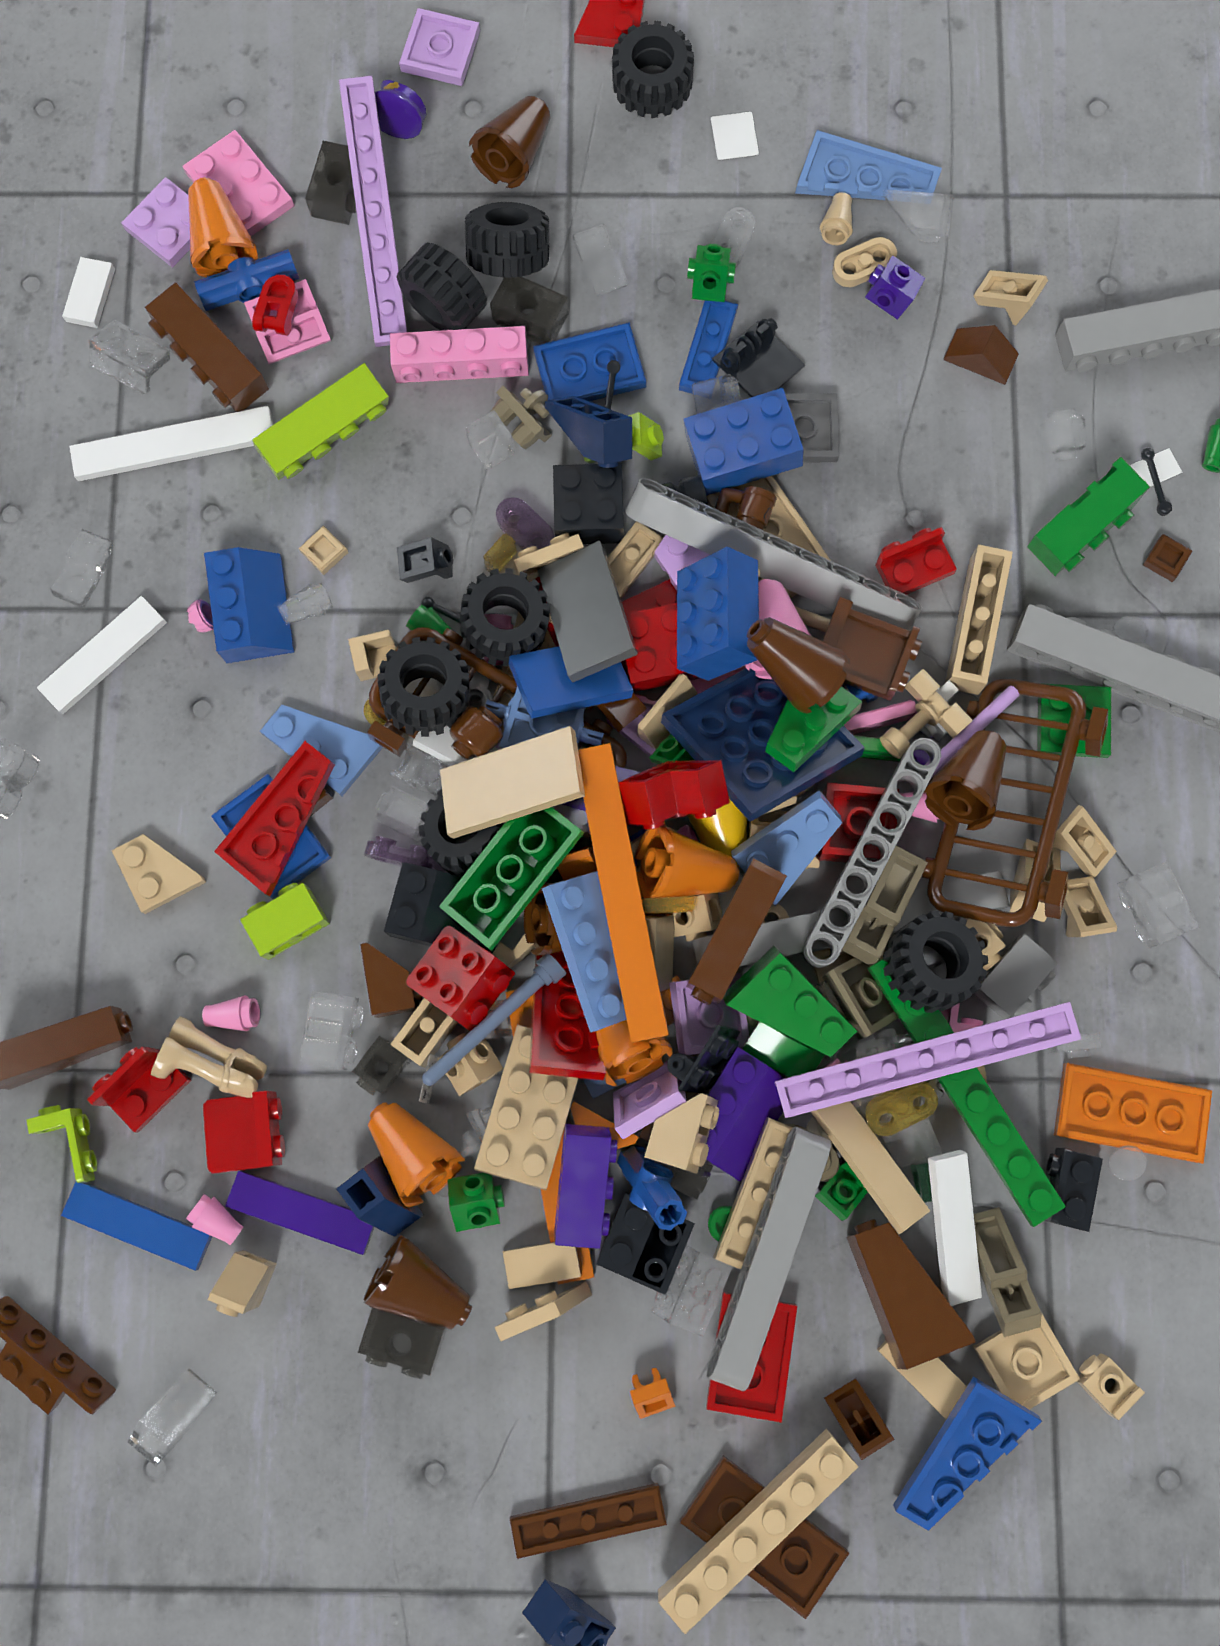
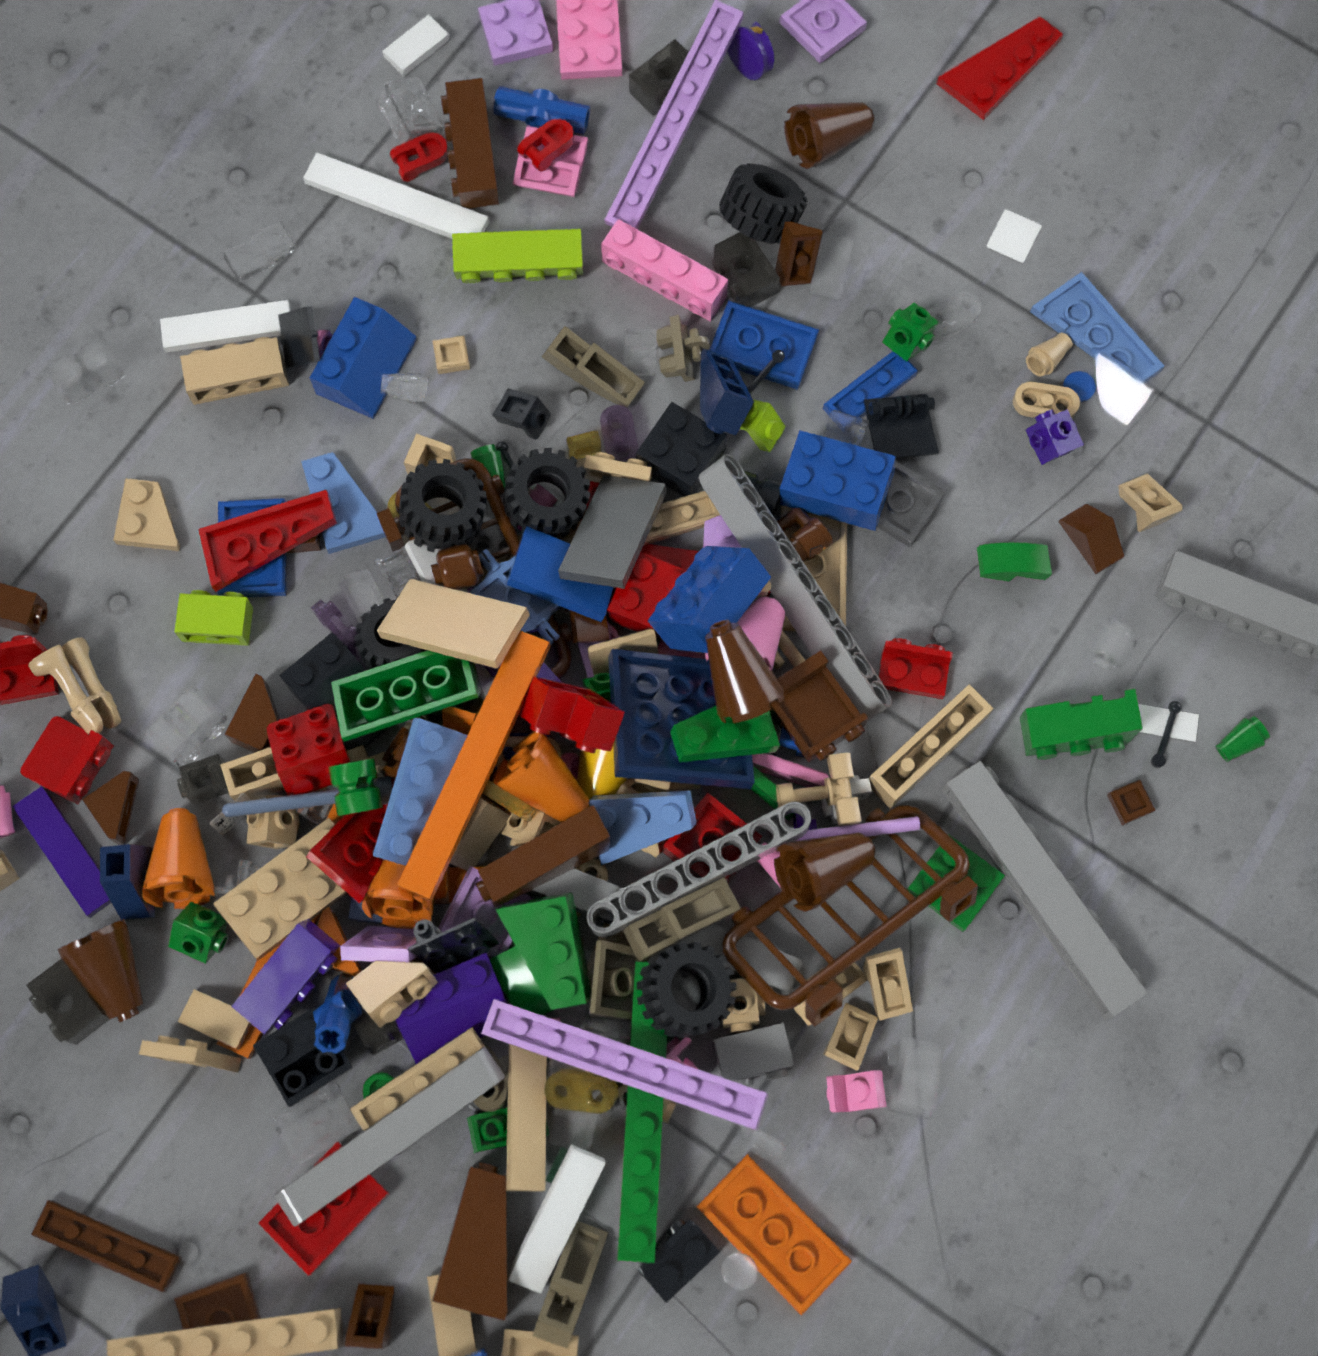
camera: 30 degrees right, 5 degrees down
(139, 689) = (234, 370): none -> tan brick
(171, 378) = (431, 152): none -> red plate
(179, 621) = (299, 337): none -> black piece
(215, 229) = (542, 56): orange cone -> none
(233, 1014) = (126, 665): bright pink cone -> none
(316, 1145) = (113, 805): none -> reddish brown slope
(441, 288) = (683, 209): black tyre -> none
(457, 481) = (592, 368): none -> dark tan slope
(530, 982) = (355, 787): none -> green wheel
(567, 264) = (797, 254): none -> reddish brown slope
(651, 1397) = (223, 1183): orange tile -> none
(657, 47) = (984, 121): black tyre -> none
(880, 227) = (1081, 383): none -> blue piece
(933, 415) = (1014, 559): none -> green slope
(1120, 949) = (856, 1091): none -> bright pink bracket

